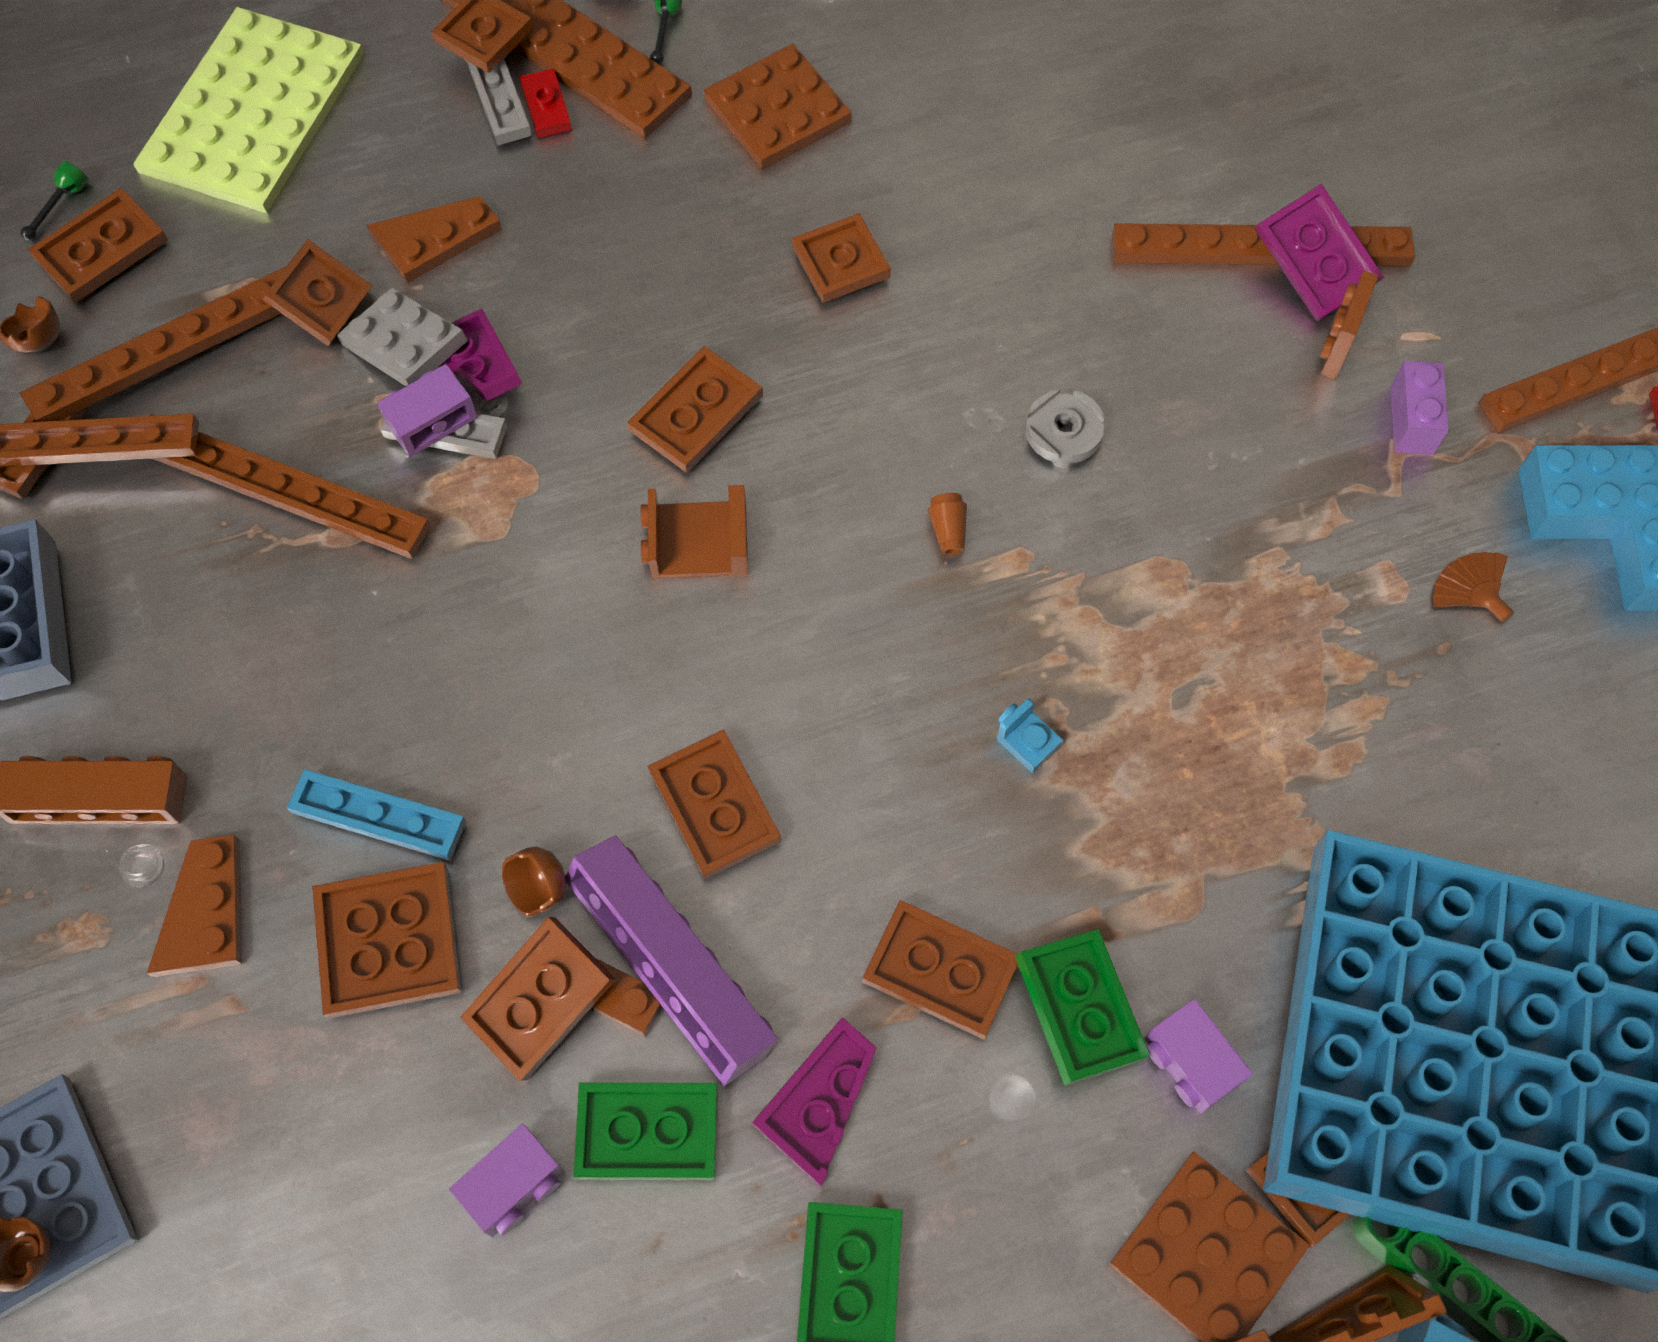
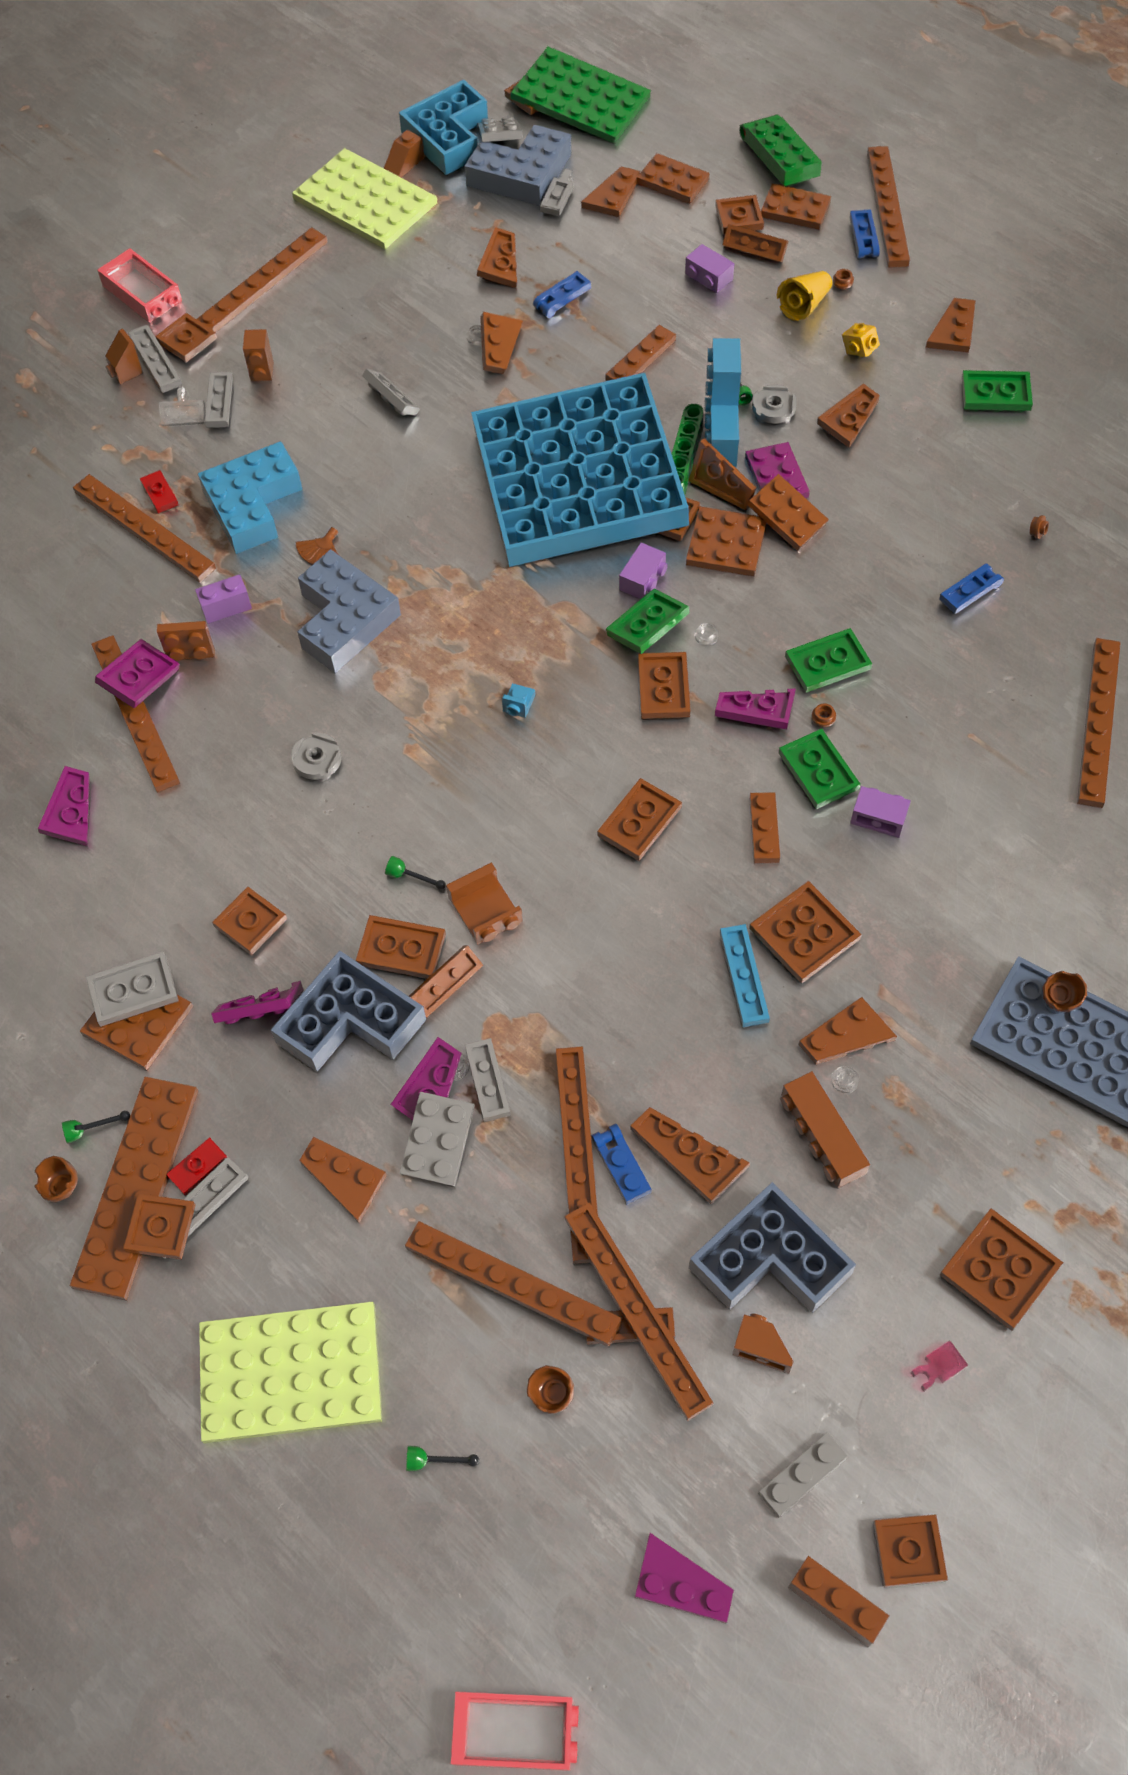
camera: 115 degrees left, 5 degrees down
(98, 245) = (460, 1395): dark orange plate -> none
(173, 614) = (697, 1161): none -> dark orange wing
(233, 530) = (621, 1164): none -> blue plate
(317, 292) = (430, 1209): dark orange plate -> none
(427, 410) = (487, 1080): medium lavender brick -> none
(533, 880) = (732, 875): dark orange hair -> none
(537, 998) = (791, 838): dark orange plate -> none
(610, 437) = (446, 979): none -> plate
(639, 317) = (345, 1001): none -> sand blue brick
(670, 959) = (732, 795): medium lavender brick -> none
(705, 221) = (255, 1008): none -> magenta wing
(737, 1191) = (823, 710): none -> dark orange plate
(805, 95) = (132, 989): none -> light grey plate
(821, 452) = (397, 868): none -> hinge
(949, 522) = (409, 785): dark orange cone -> none
(1132, 123) = (68, 808): none -> magenta wing
(1320, 576) = (351, 610): none -> sand blue brick

